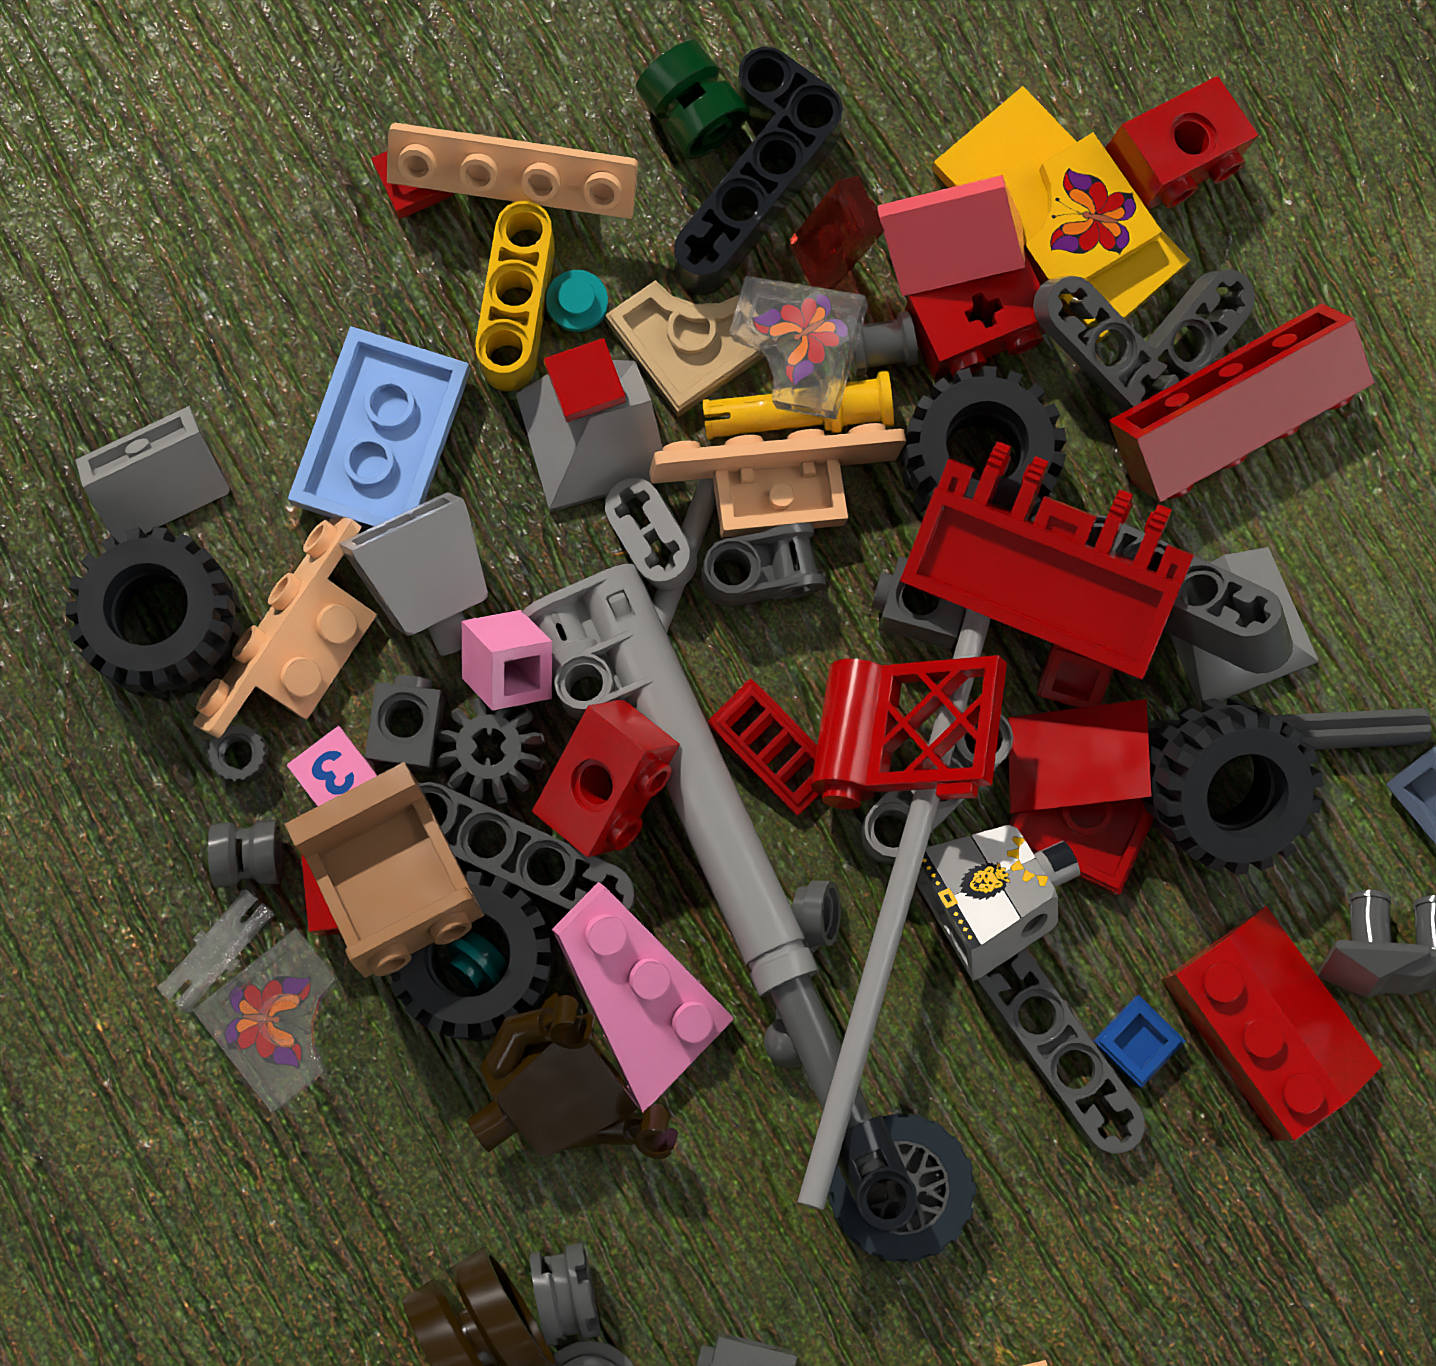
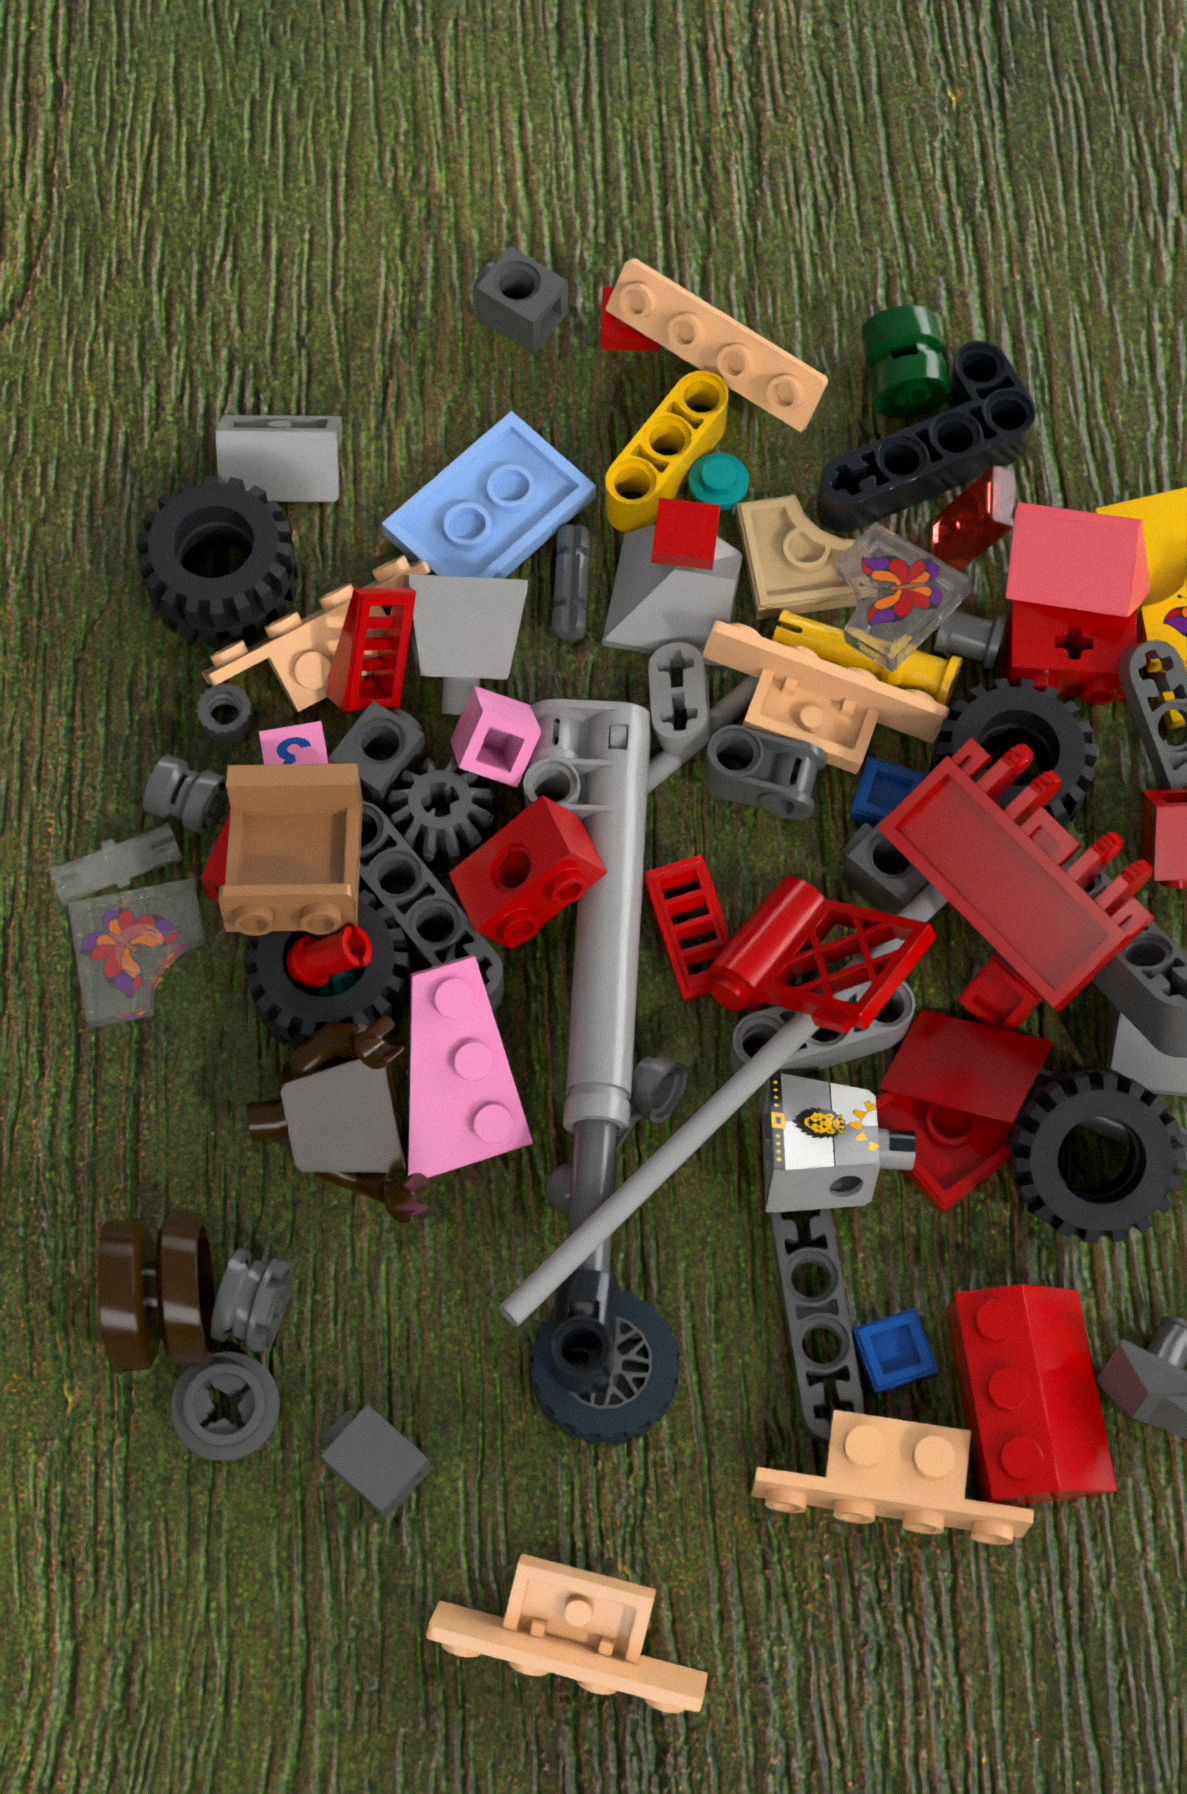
camera: 30 degrees right, 10 degrees down
(313, 228) = (523, 320): none -> dark grey brick
(375, 660) = (386, 682): none -> red slope
(461, 960) = (315, 959): none -> red pin
(492, 467) = (571, 582): none -> dark grey axle
(881, 531) = (882, 790): none -> blue tile
(1194, 1149) = (895, 1473): none -> light nougat bracket

